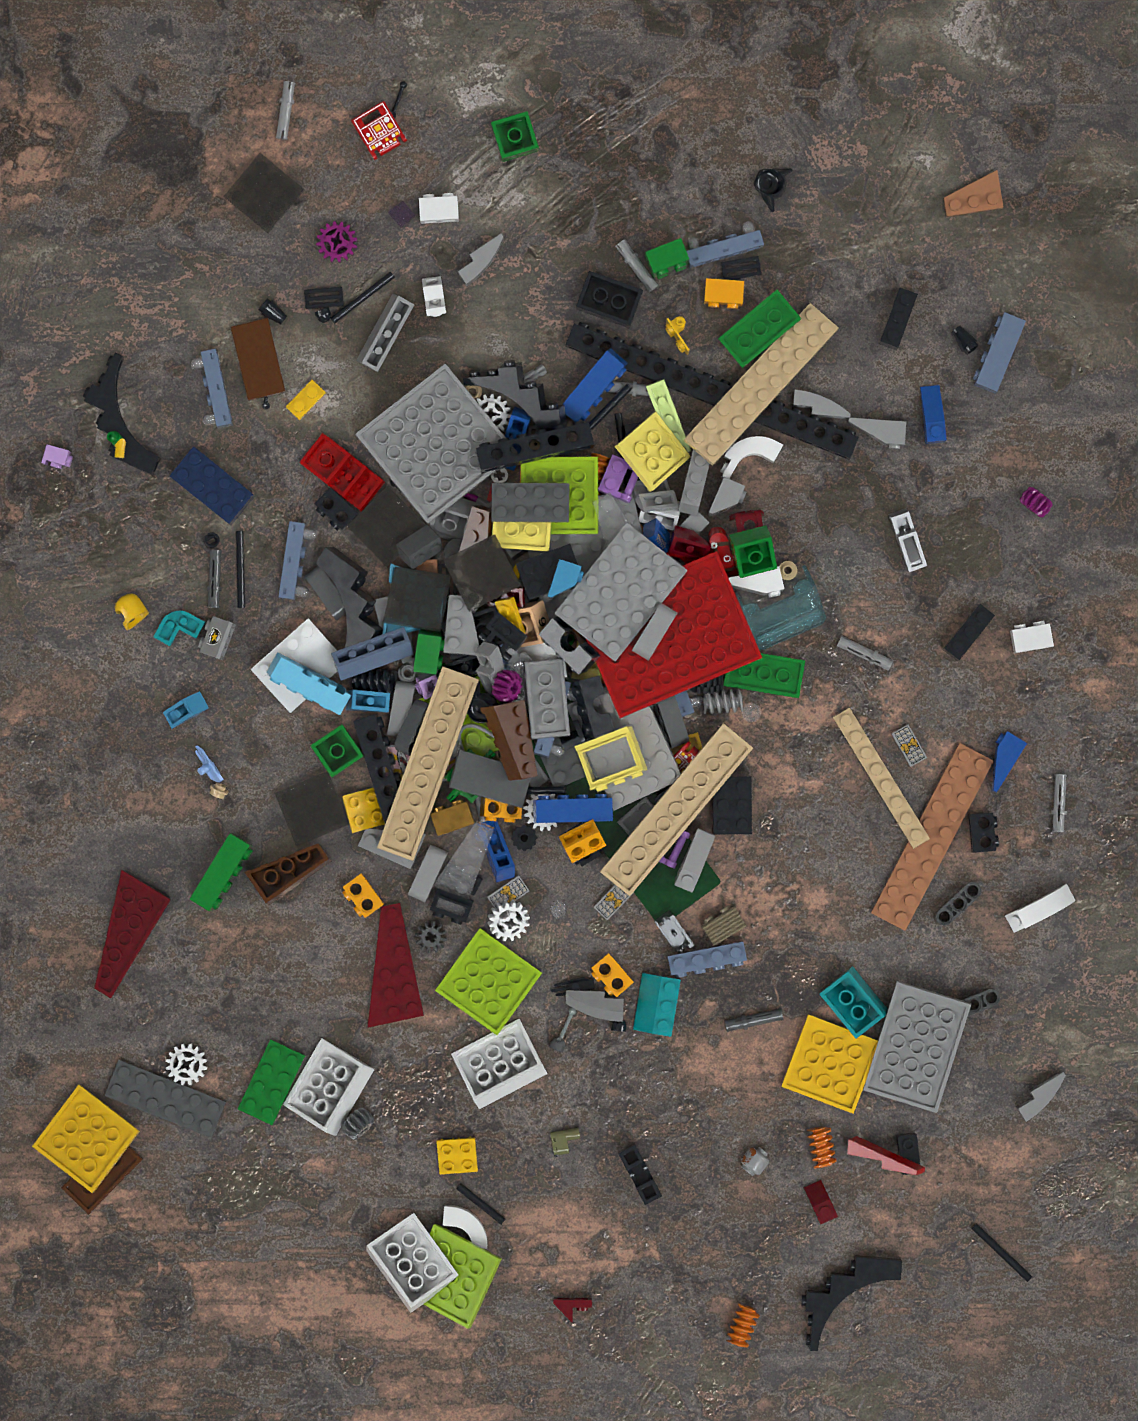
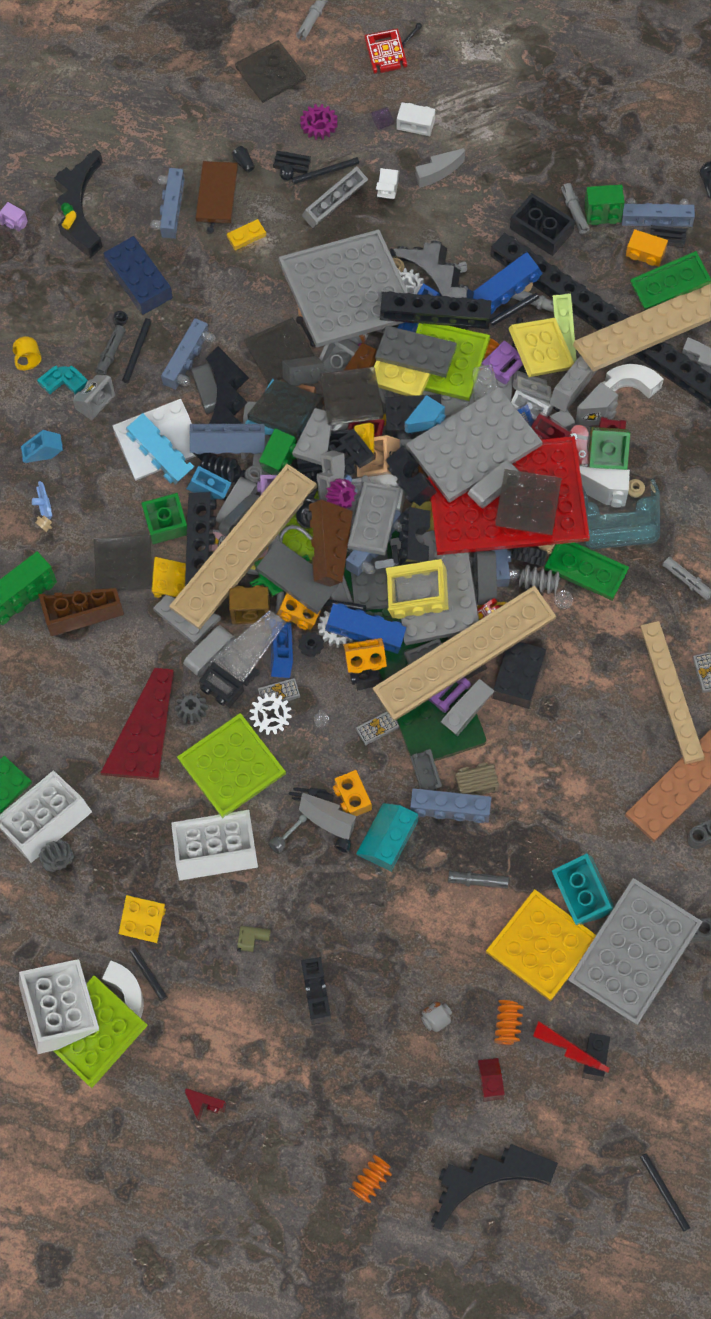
camera: 20 degrees right, 20 degrees down
(339, 506) = (242, 323): black brick -> none
(342, 472) = (256, 297): red slope -> none
(366, 893) = (143, 651): light orange brick -> none
(515, 136) = (501, 82): green brick -> none
(673, 329) = (594, 264): yellow hinge -> none
(693, 645) = (528, 502): none -> clear smoke plate

